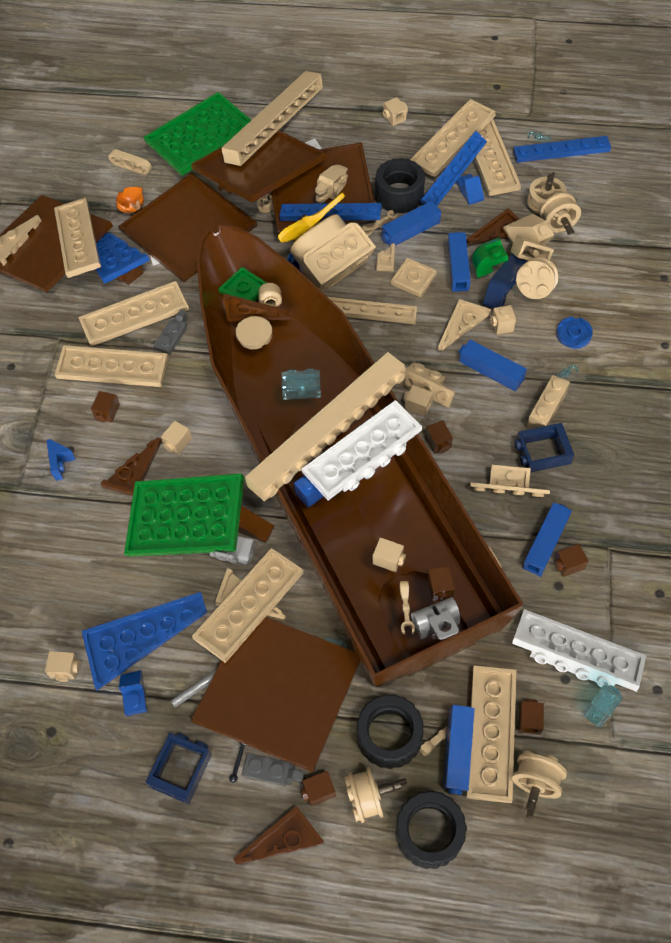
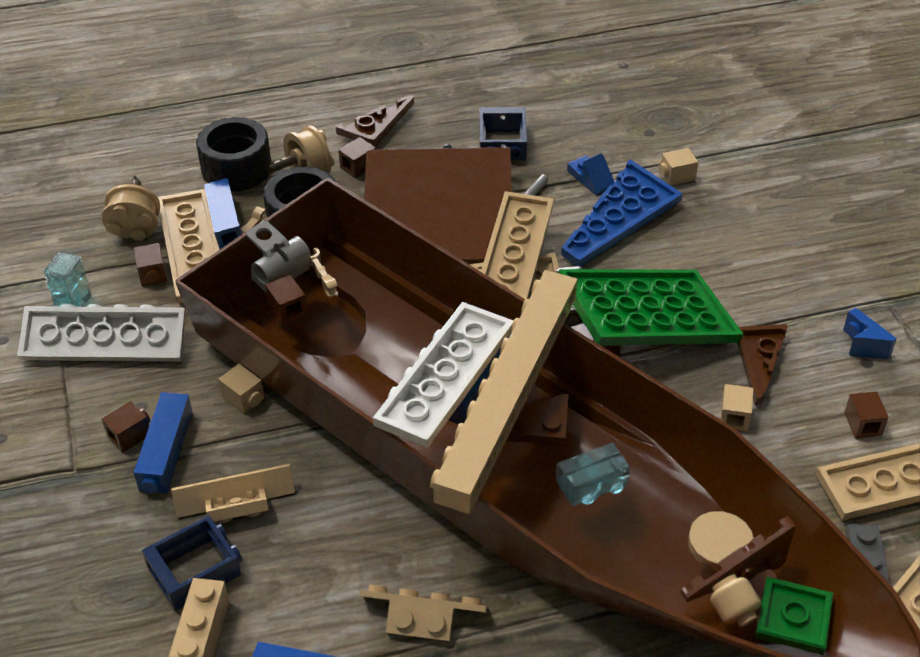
camera: 155 degrees right, 15 degrees down
(389, 555) = (362, 308): tan brick -> none
(418, 400) = (414, 571): tan brick -> none
(439, 437) = (361, 527): reddish brown brick -> none

